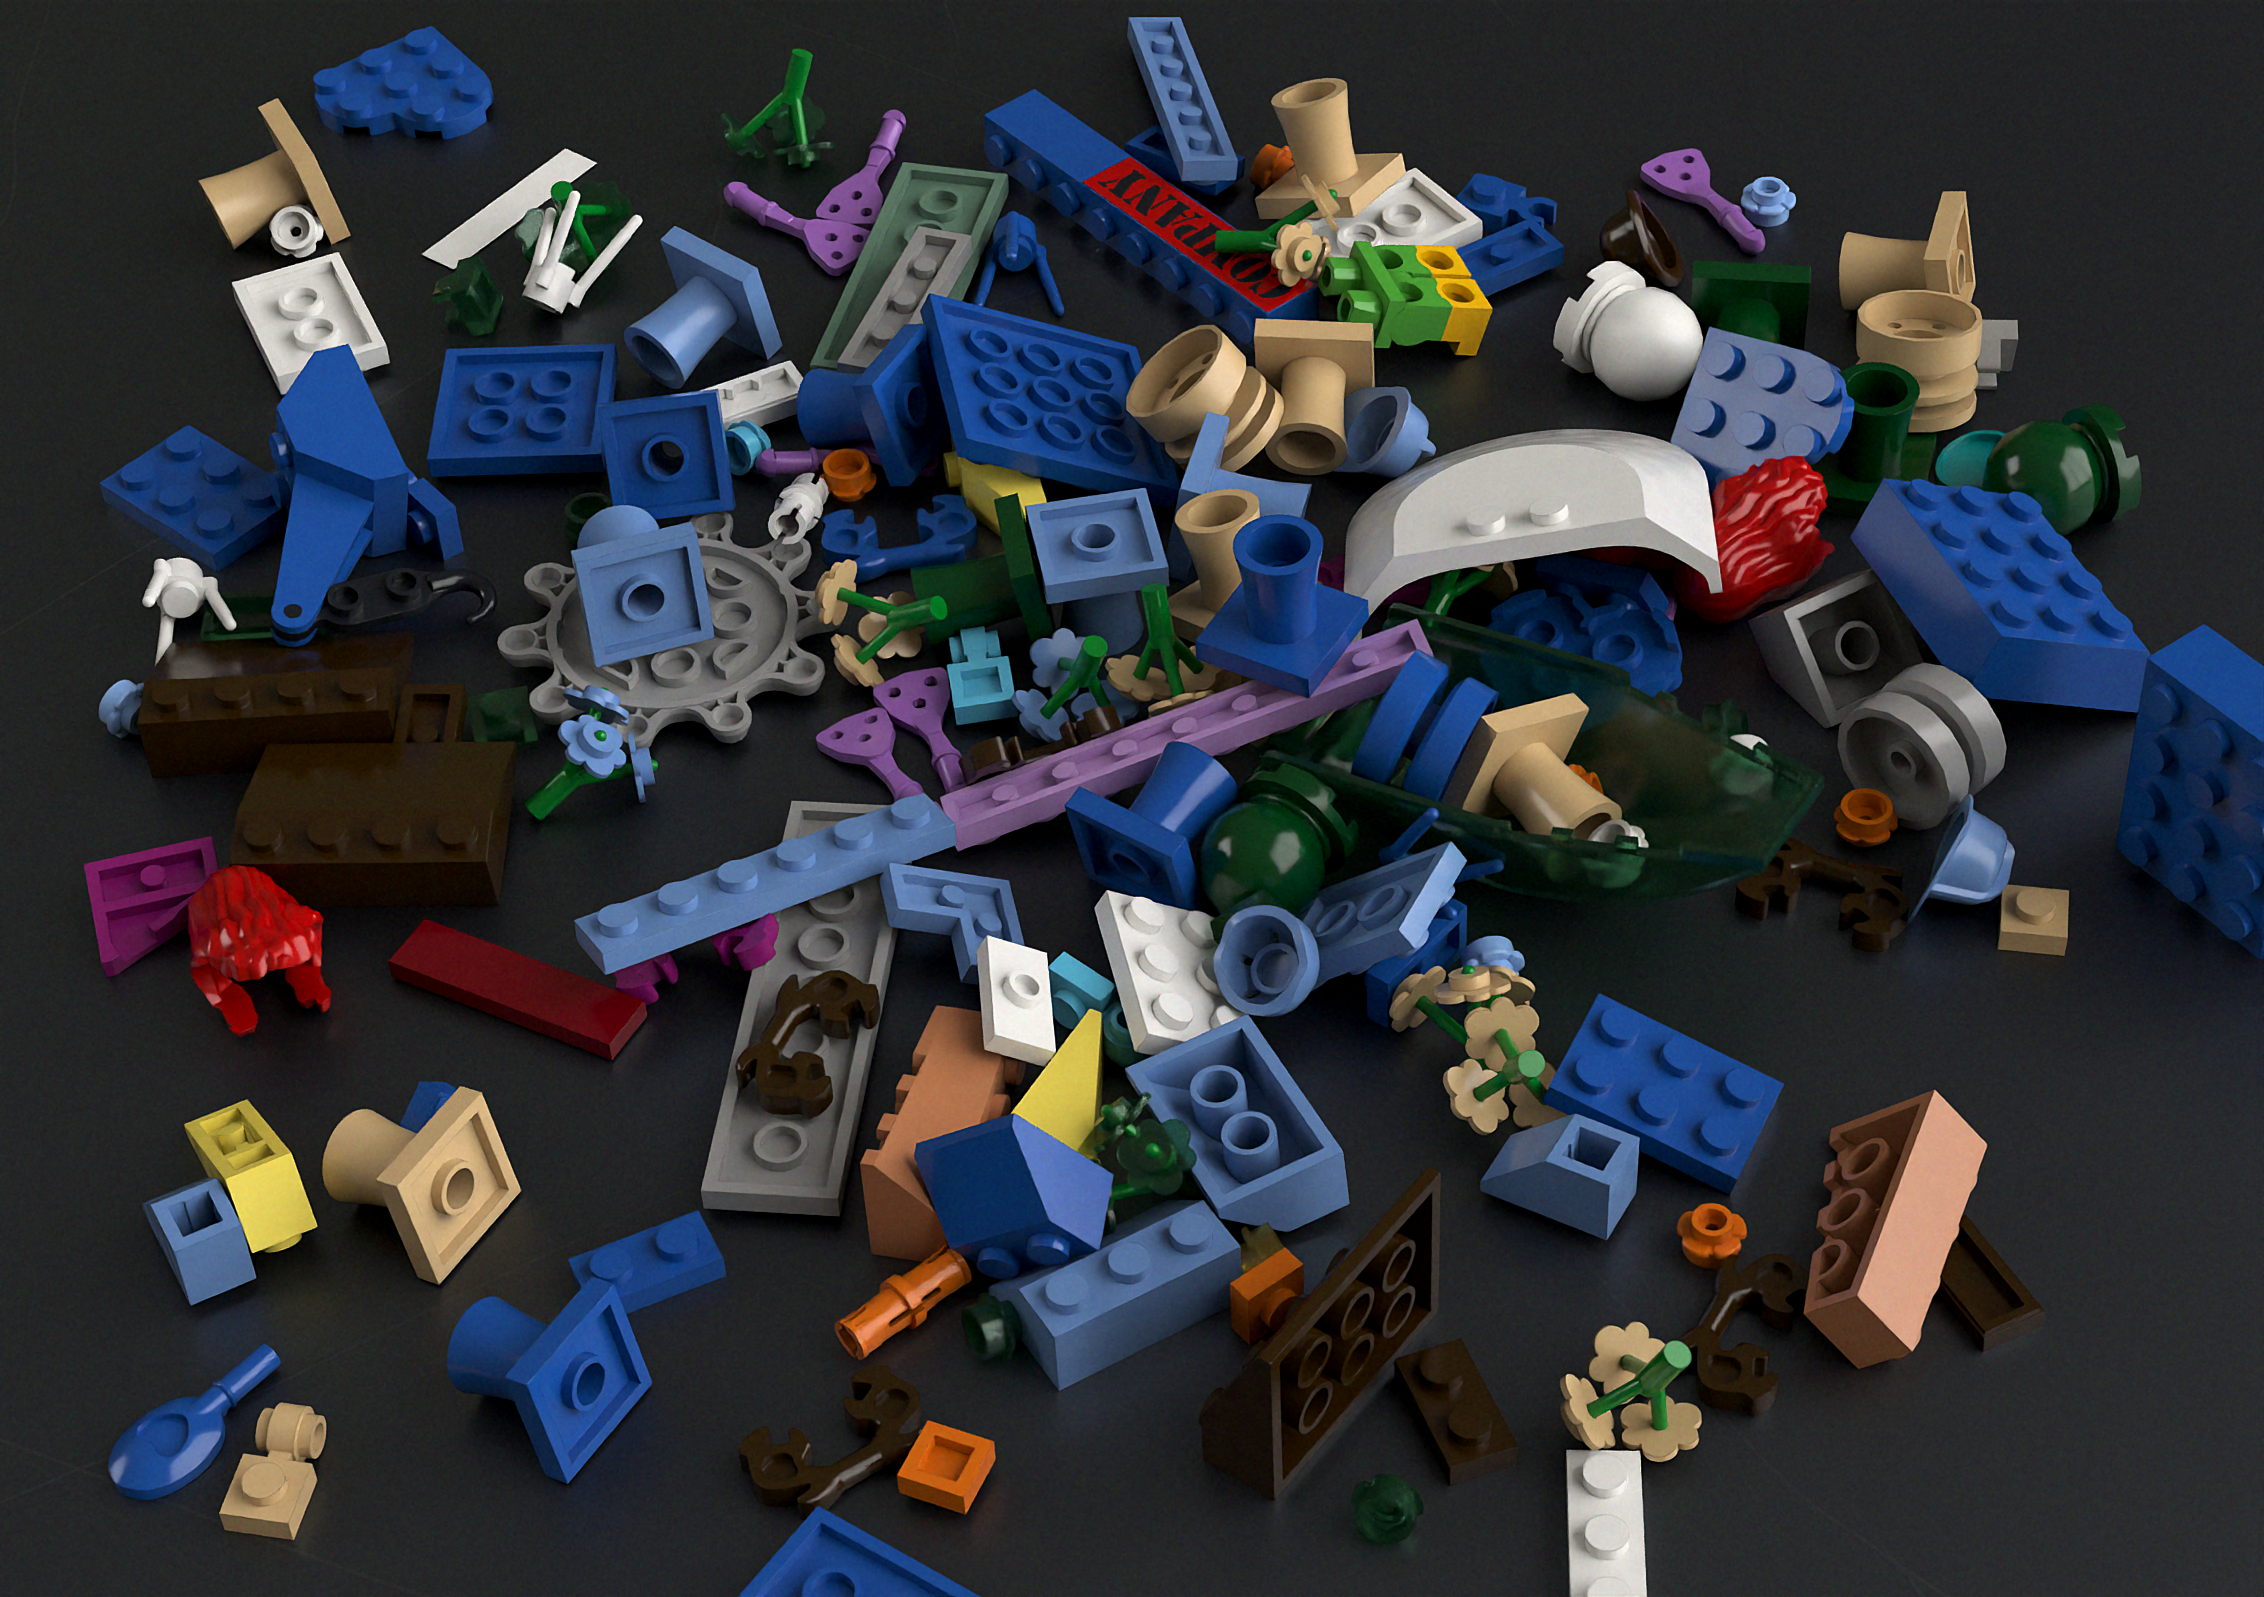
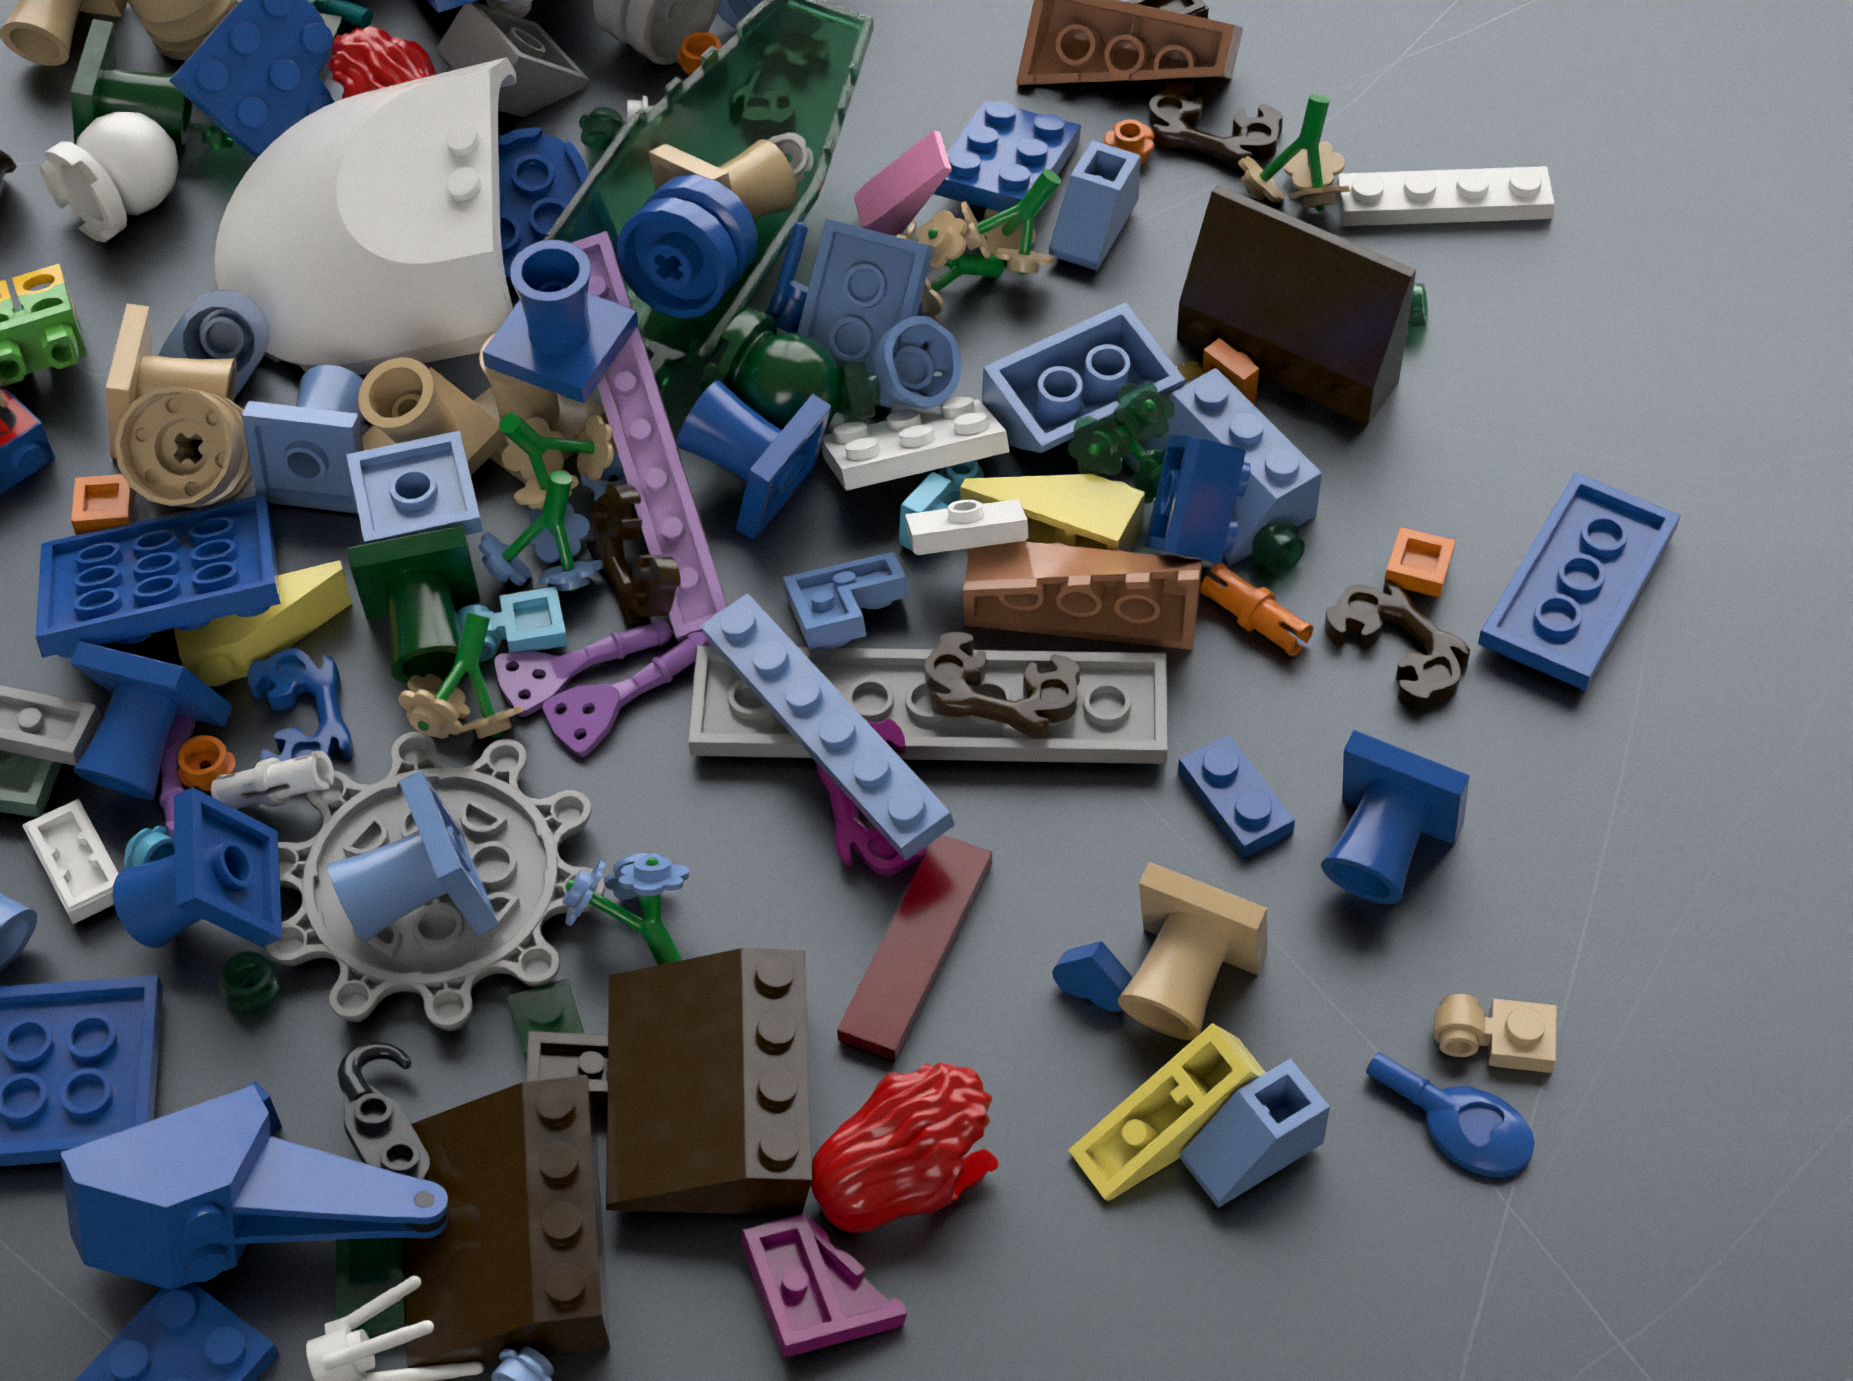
camera: 95 degrees left, 10 degrees up
(1581, 977) = (903, 187): none -> bright pink slope

